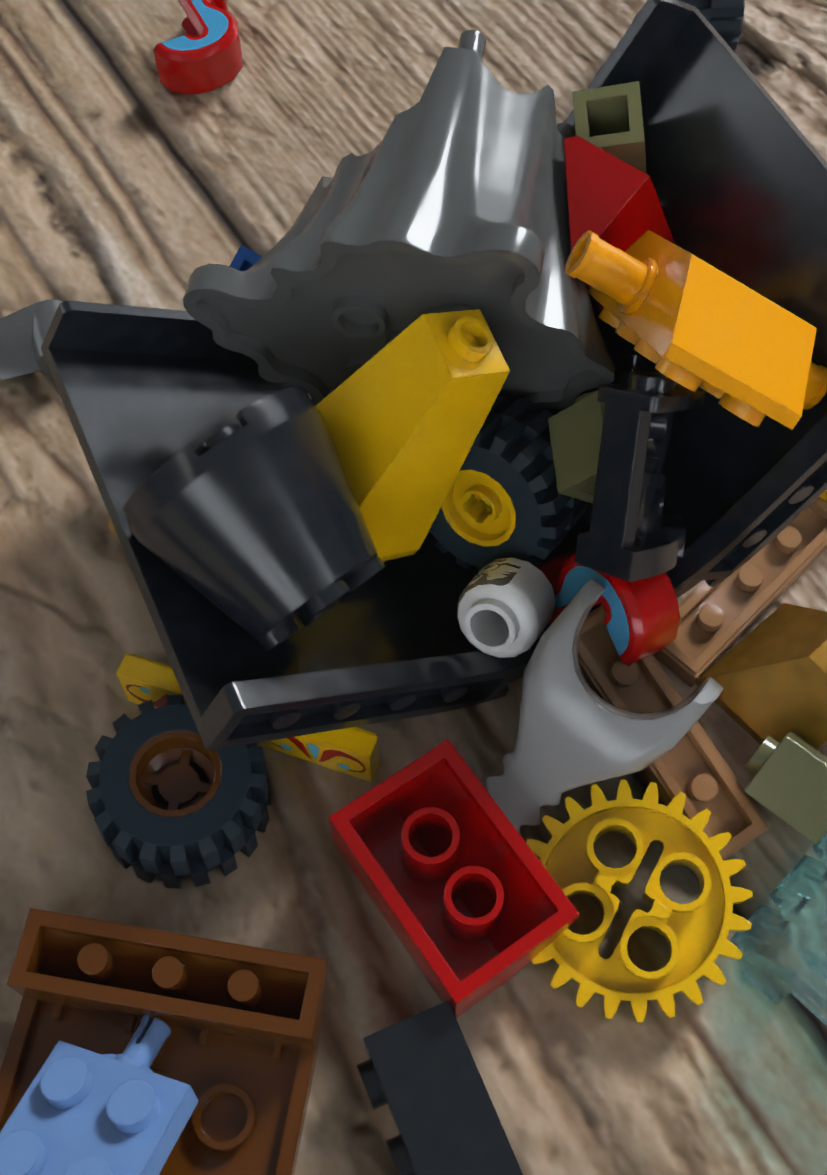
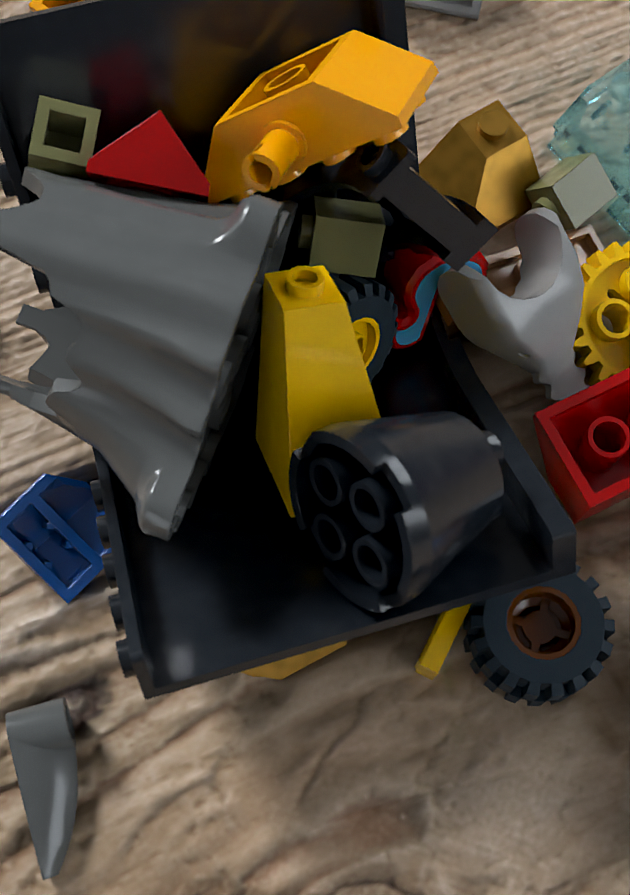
camera: 85 degrees left, 10 degrees up
(506, 607) = (432, 351): white head -> none

